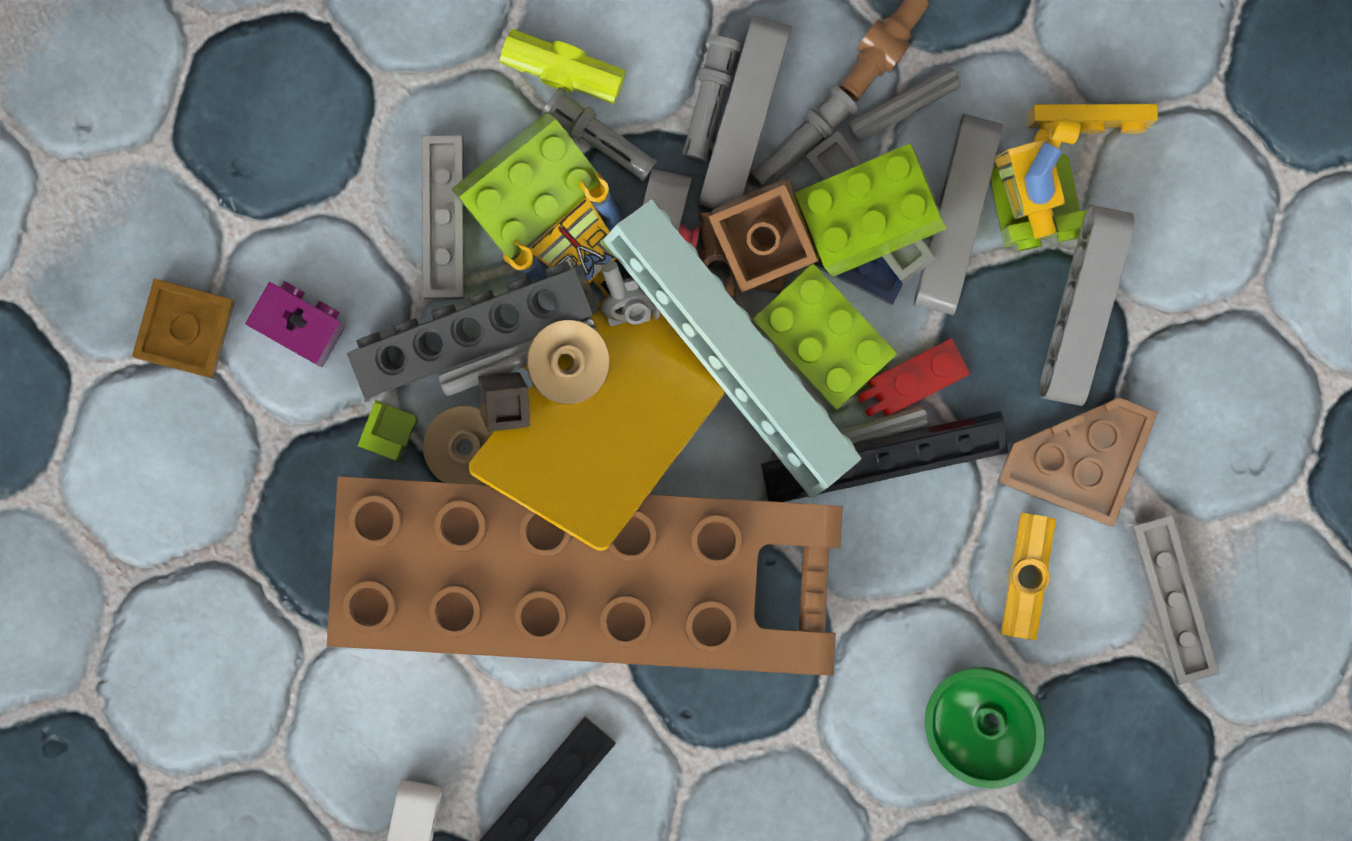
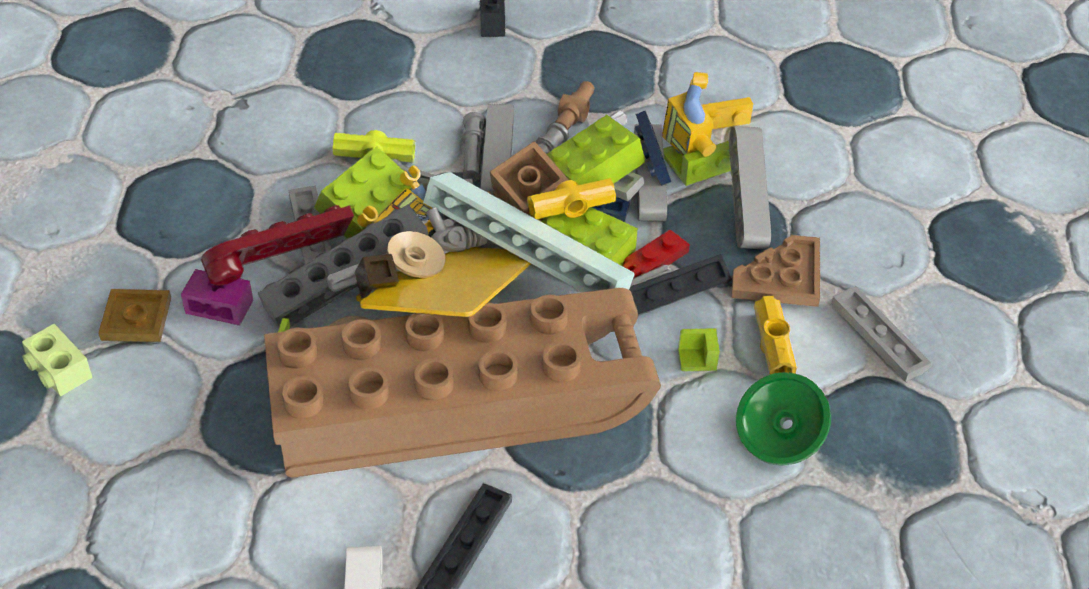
camera: 15 degrees left, 40 degrees down
(83, 383) = (56, 360): none -> yellowish green brick
(312, 299) = (226, 260): none -> dark red plate
(813, 297) = (571, 199): none -> yellow piece
(918, 573) = (698, 349): none -> lime panel
(966, 200) = (651, 148): none -> dark blue plate

